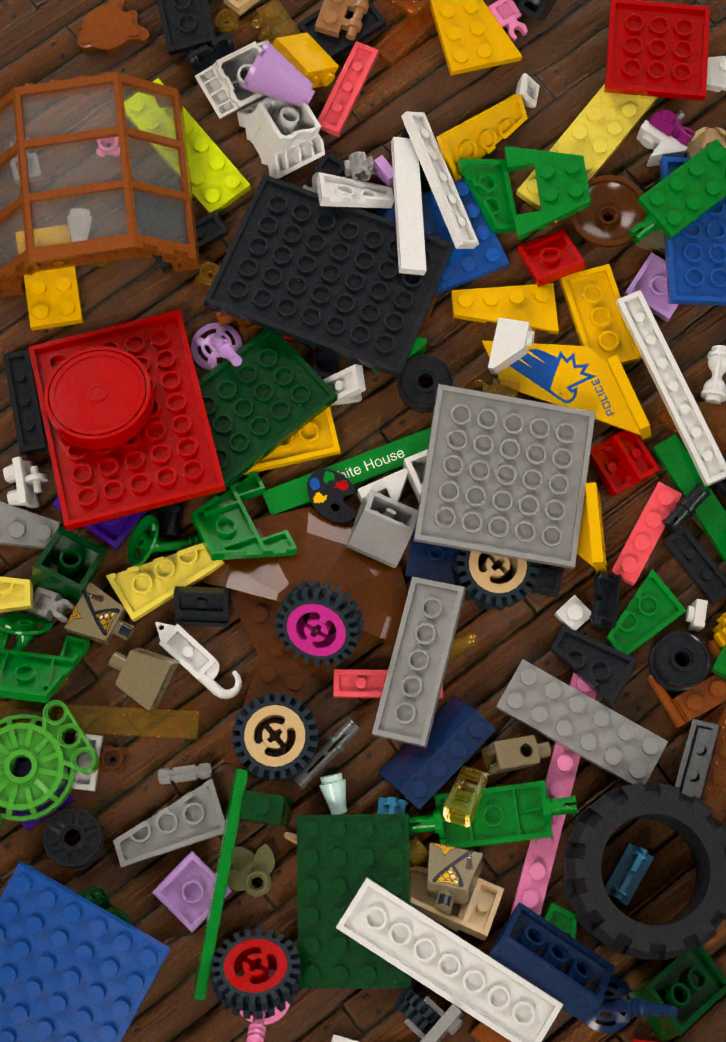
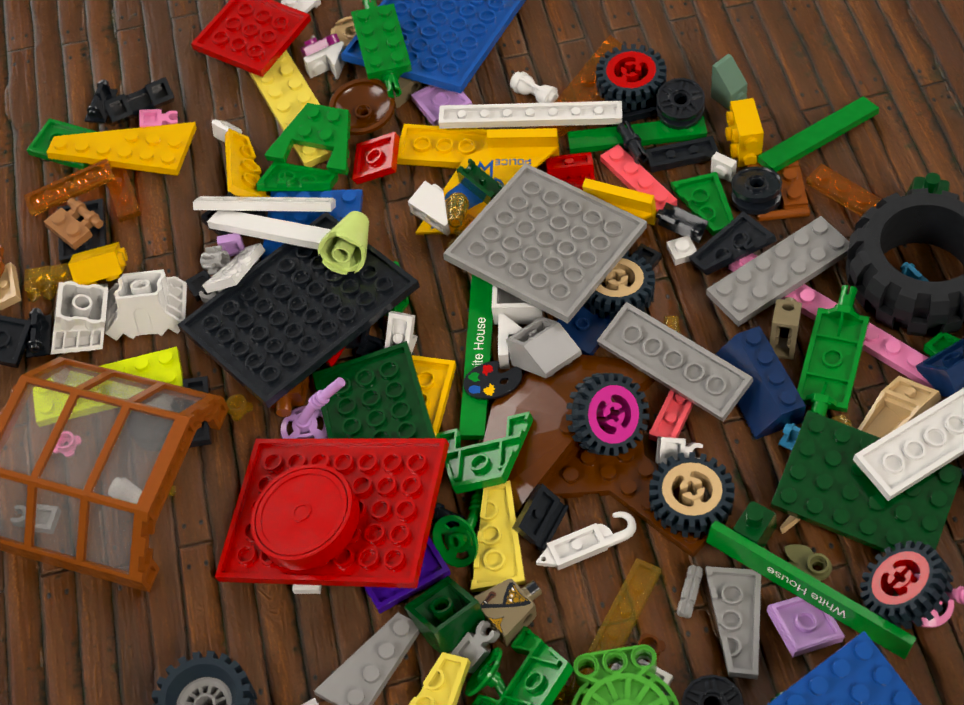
camera: 55 degrees left, 20 degrees down
(25, 402) = (265, 600): black plate -> none
(27, 481) = (355, 632): white hips -> none
(53, 298) = (181, 542): yellow plate -> none
(144, 675) = (582, 586): dark tan torso -> none
(227, 15) = (18, 310): clear yellow plate -> none
(278, 78) = (102, 274): lavender cone -> none
(324, 701) = (672, 446): none -> light grey plate
(334, 792) = (760, 474): light aqua cone -> none
(347, 88) = (139, 245): coral plate -> none
(350, 729) = (713, 450): dark grey pin -> none
(411, 285) = (346, 244): none -> yellowish green cone
(418, 369) = (435, 280): black wheel -> none
(452, 875) = (873, 404): dark tan torso -> none
(460, 812) = (810, 369): clear yellow slope -> none
(518, 303) = (394, 206): yellow wing -> none
(518, 368) = (457, 207): none -> clear yellow cone
(559, 378) = (478, 182): none -> dark green hinge
(697, 758) = (837, 204): black plate -> none

